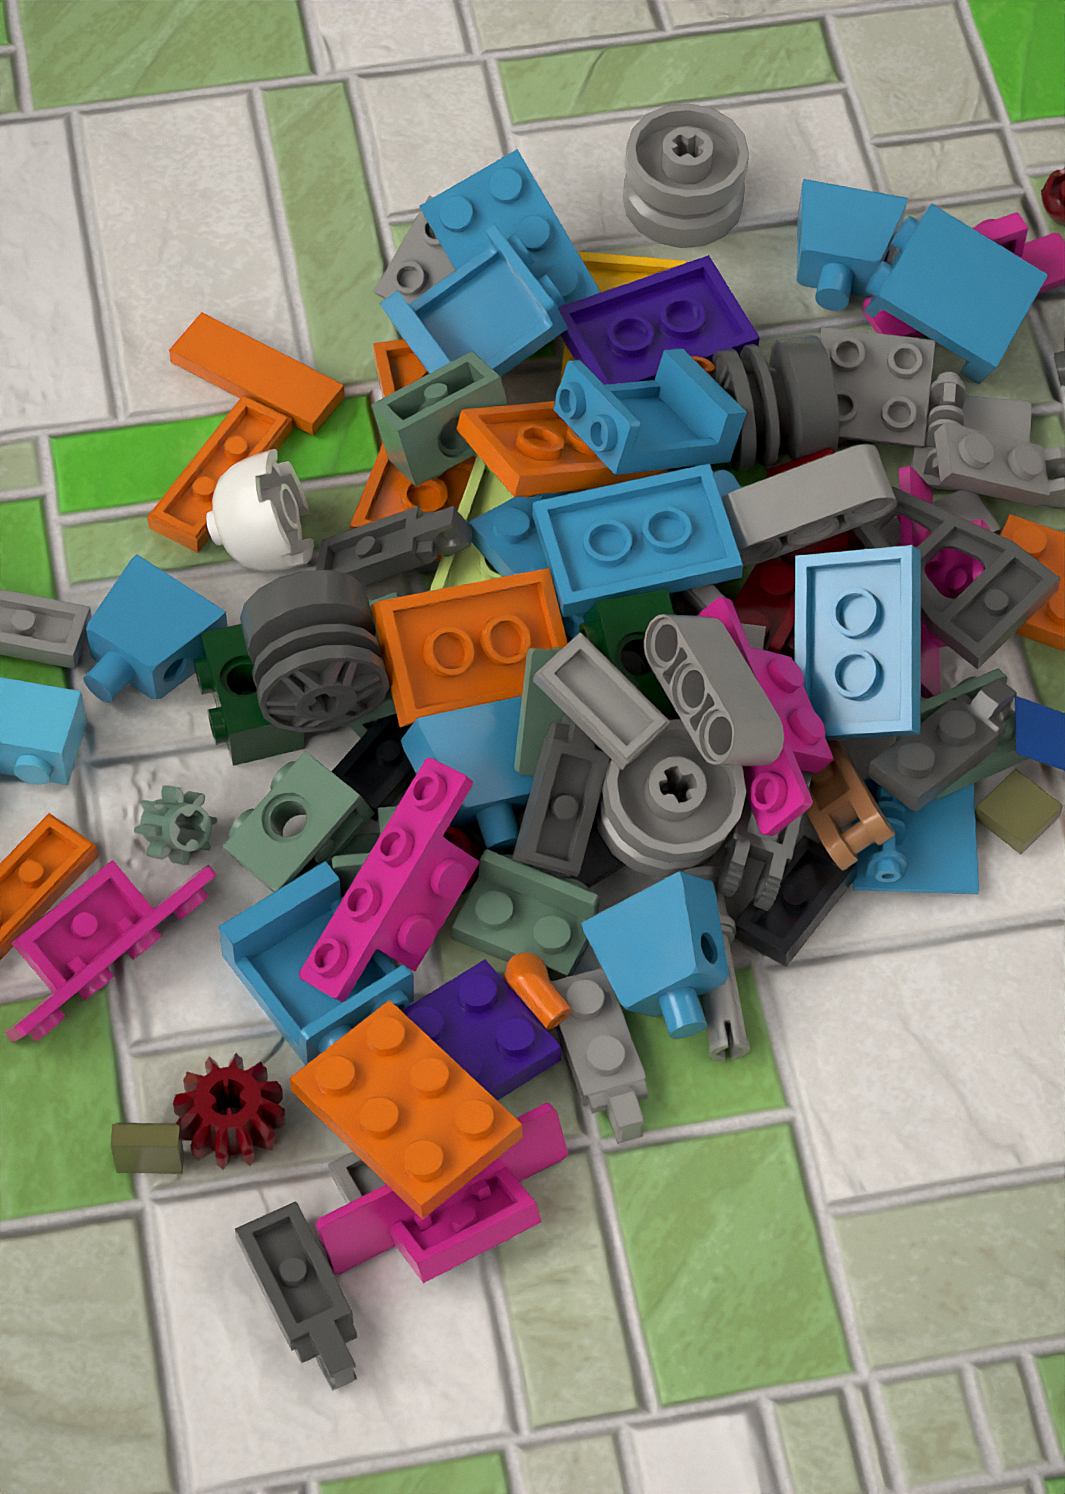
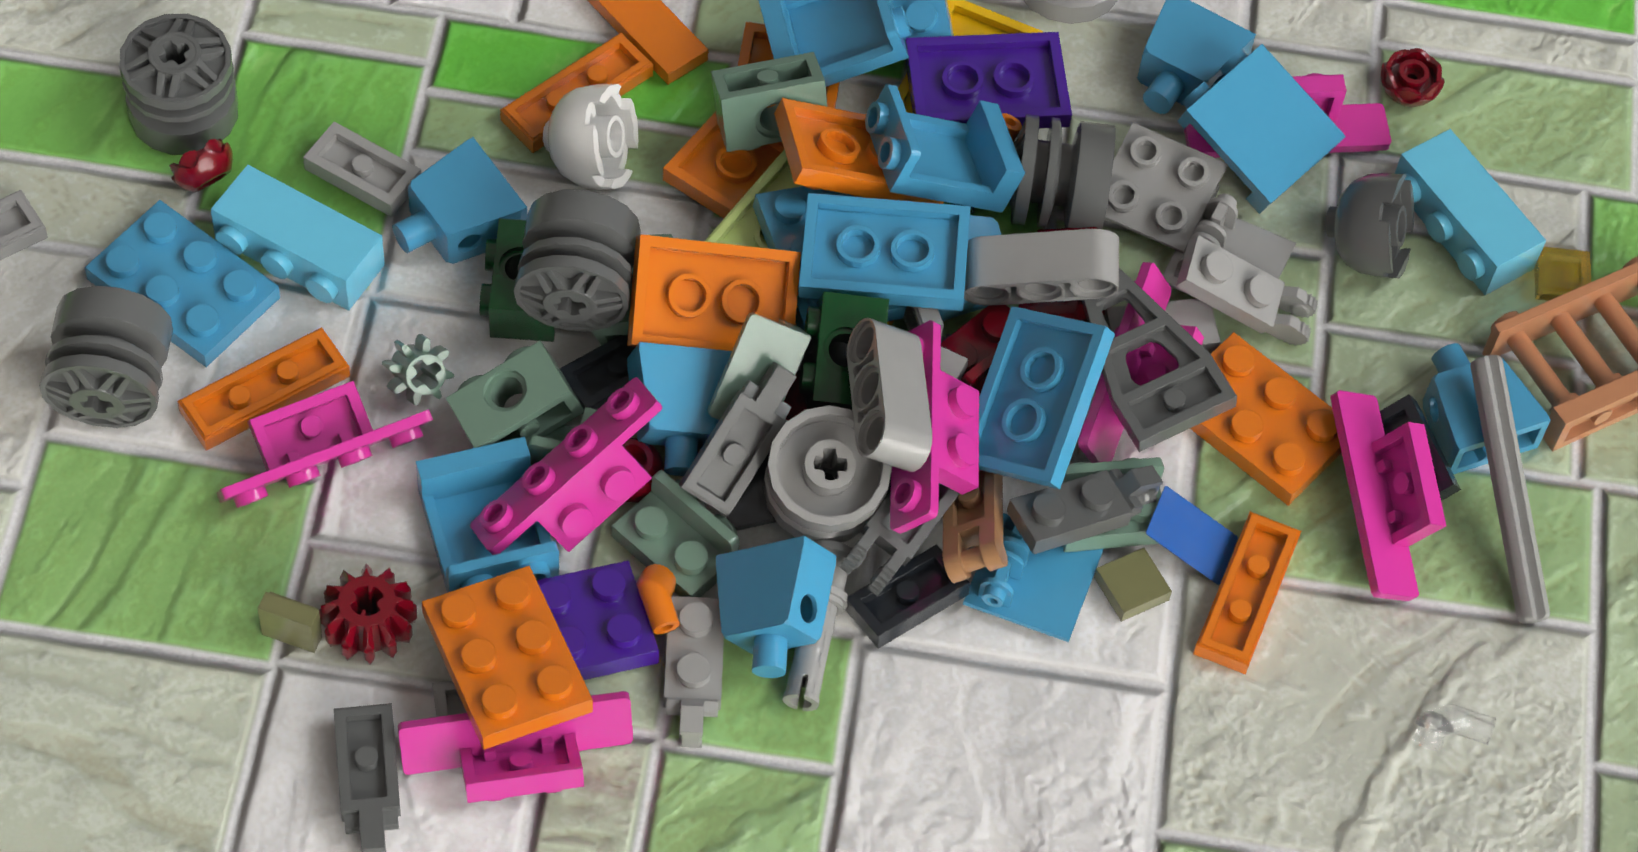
camera: 15 degrees right, 0 degrees up
(395, 544) = (687, 196): dark grey hinge -> none
(601, 701) = (790, 374): light grey tile -> none

